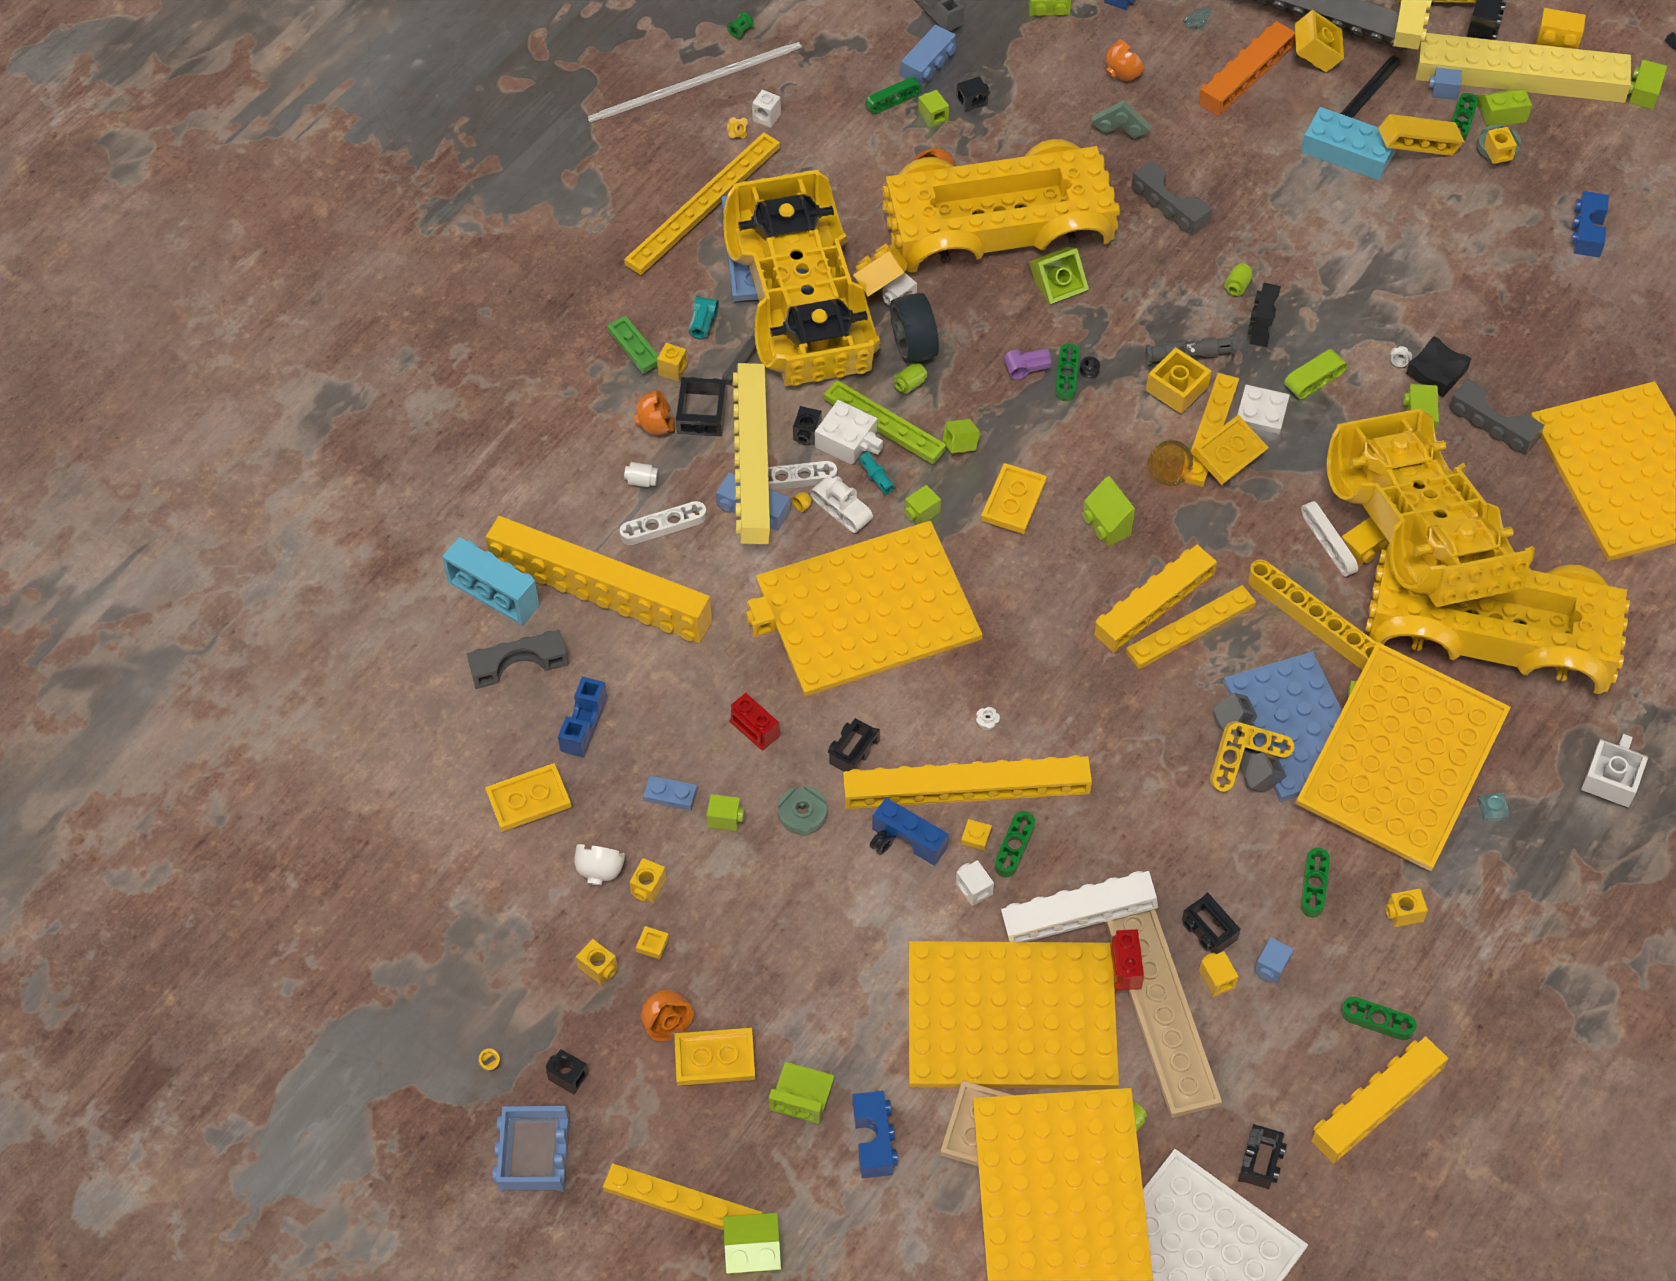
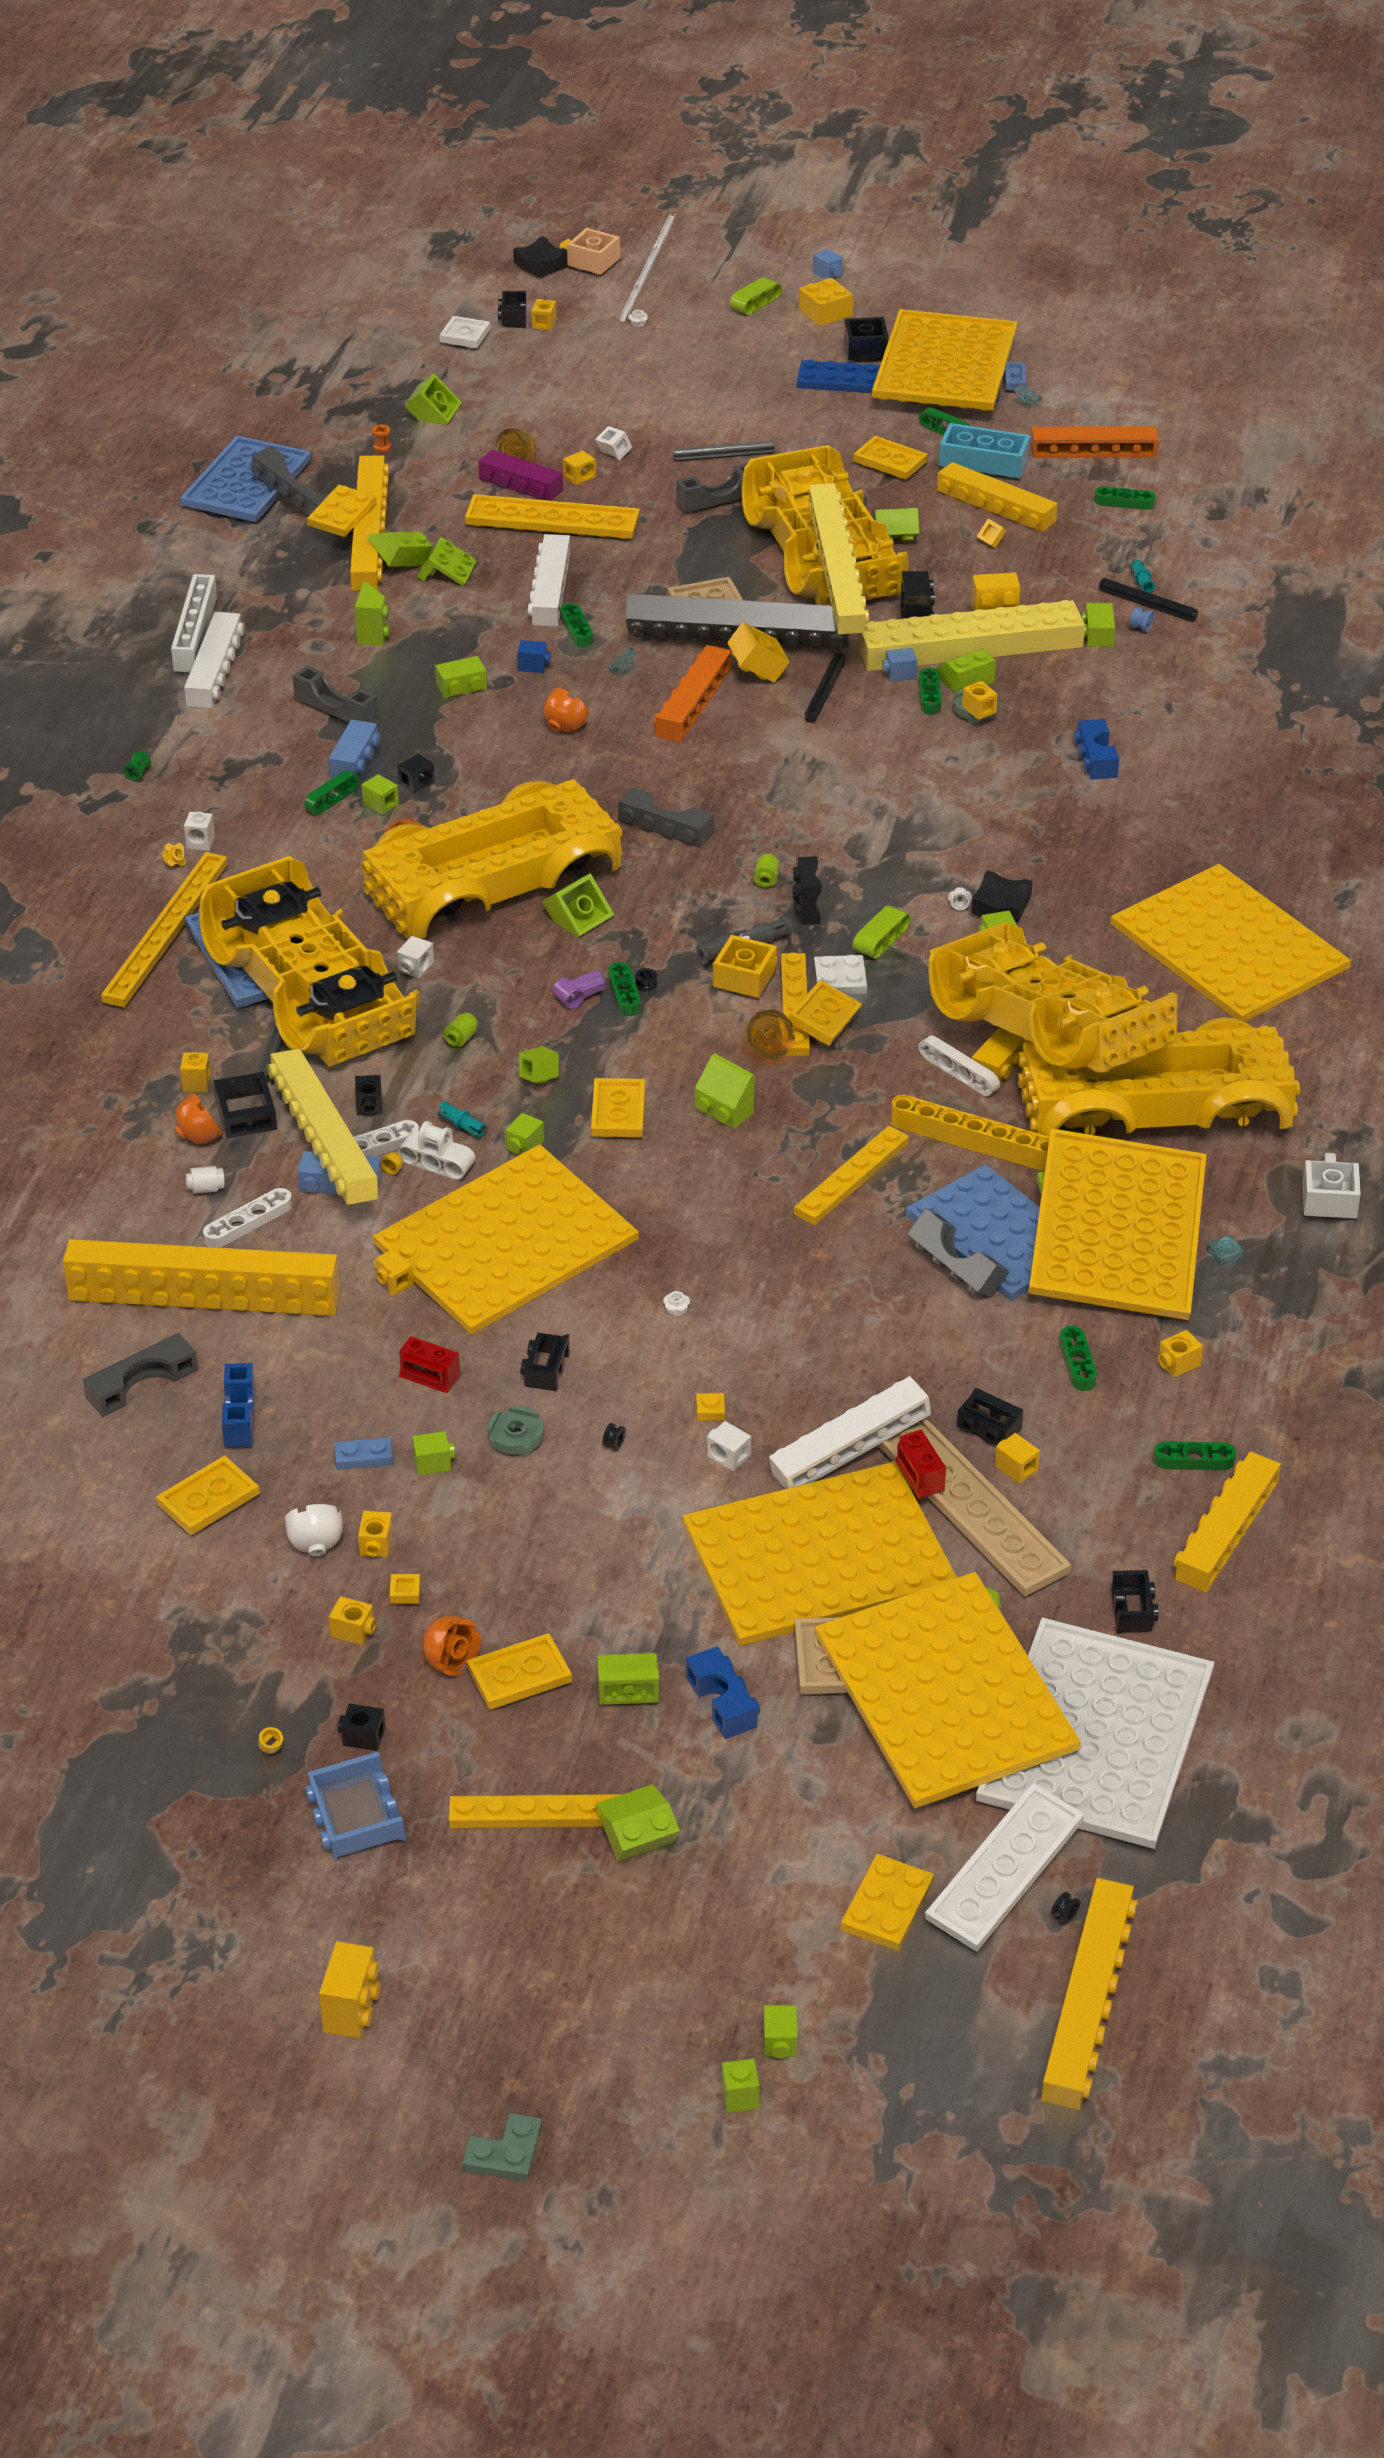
camera: 20 degrees left, 15 degrees down
(491, 580) = (81, 1308): medium azure brick -> none
(633, 344) = (145, 1068): bright green plate -> none
(694, 82) = (105, 828): white piece -> none
(703, 313) = (210, 1026): teal piece -> none
(847, 433) = (416, 1090): white hinge -> none
(880, 269) = (390, 934): yellow brick -> none
(889, 423) = (450, 1073): lime plate -> none
(914, 327) = (449, 978): black wheel -> none
(927, 839) = (661, 1417): blue arch -> none
(967, 782) = (679, 1362): yellow brick -> none
(1016, 854) = (755, 1412): green beam -> none
(1121, 116) = (585, 755): sand green plate -> none
(1154, 598) = (804, 1157): yellow brick -> none
(1244, 740) = (954, 1248): yellow beam -> none
(1273, 960) = (1067, 1432): medium blue brick -> none
(1347, 143) = (827, 733): medium azure brick -> none
(1421, 135) = (897, 706): yellow brick -> none
(1518, 432) = (1102, 934): dark grey arch -> none

